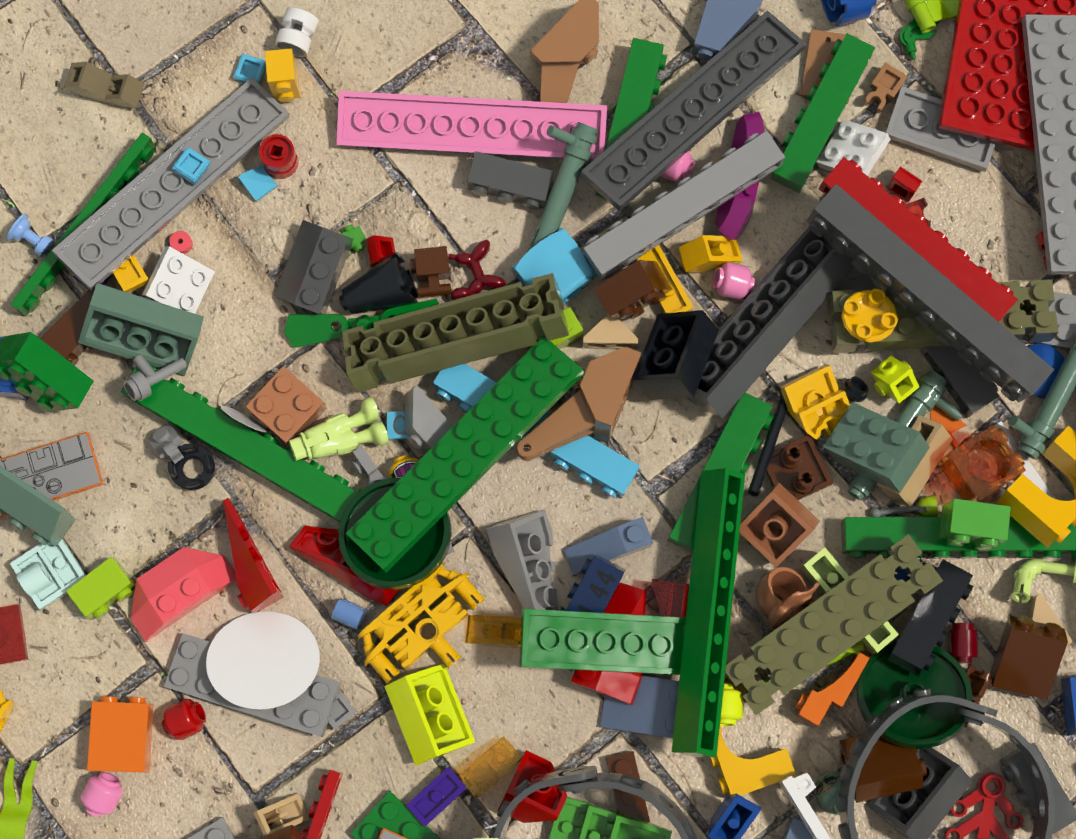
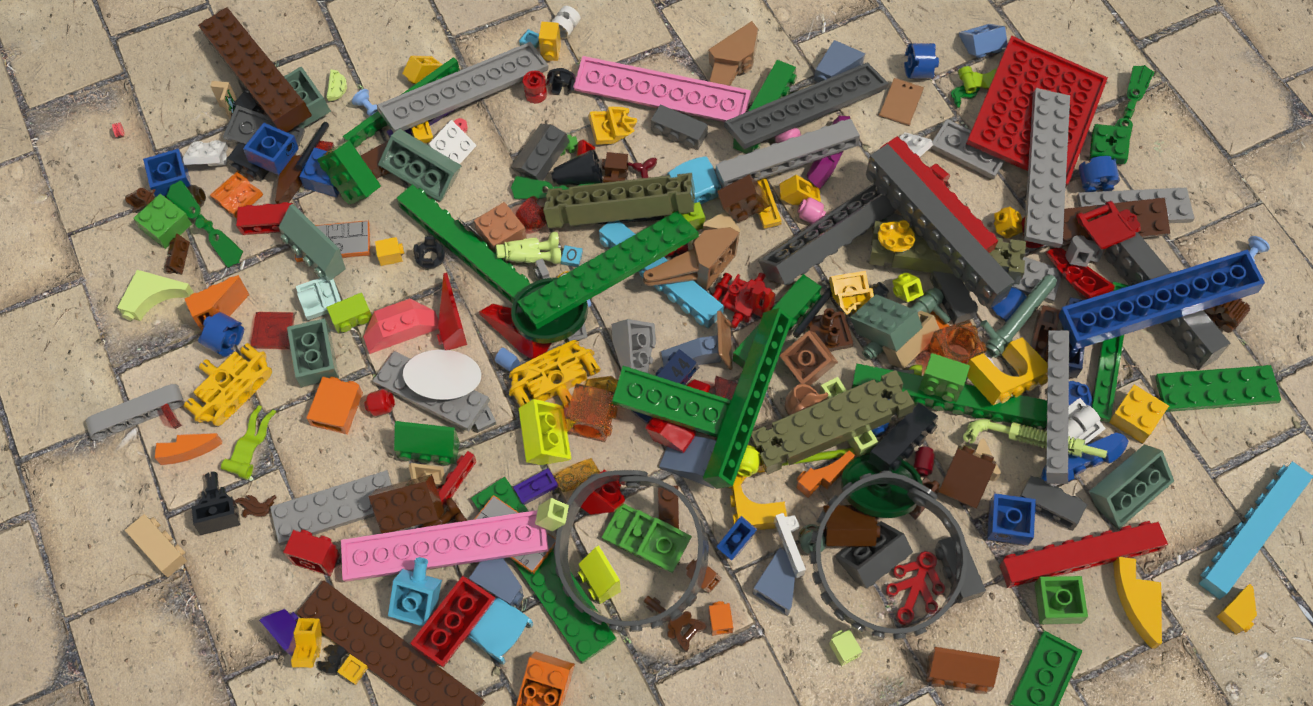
camera: 15 degrees right, 15 degrees down
(66, 665) = (312, 352): none -> sand green brick
(98, 157) = (420, 67): none -> yellow slope
(101, 794) = (311, 438): bright pink head -> none
(103, 87) = (435, 31): dark tan brick -> none
(132, 476) = (389, 251): none -> yellow brick
(139, 383) = (409, 192): light grey piece -> none
(165, 442) = (417, 234): light grey plate -> none
(191, 166) = (478, 78): medium azure tile -> none
(257, 182) = (517, 101): medium azure slope -> none
(268, 771) = (426, 443): none -> green slope
(315, 135) = (565, 79): none -> black piece
(327, 377) = (531, 214): none -> clear red helmet
(408, 197) = (611, 125): none -> yellow plate
(423, 420) = (586, 248): light grey slope -> none
(489, 674) = (591, 413): none -> clear orange brick
(576, 154) = (724, 112): sand green cylinder -> none
(652, 519) = (724, 339): none -> medium nougat container
(665, 443) = (744, 297): none -> red piece
(675, 355) = (762, 241): black brick -> none
(823, 112) = (892, 122): green brick -> none
(885, 84) = (936, 117): medium nougat plate -> none
(1018, 242) = (1008, 222): none -> yellow brick

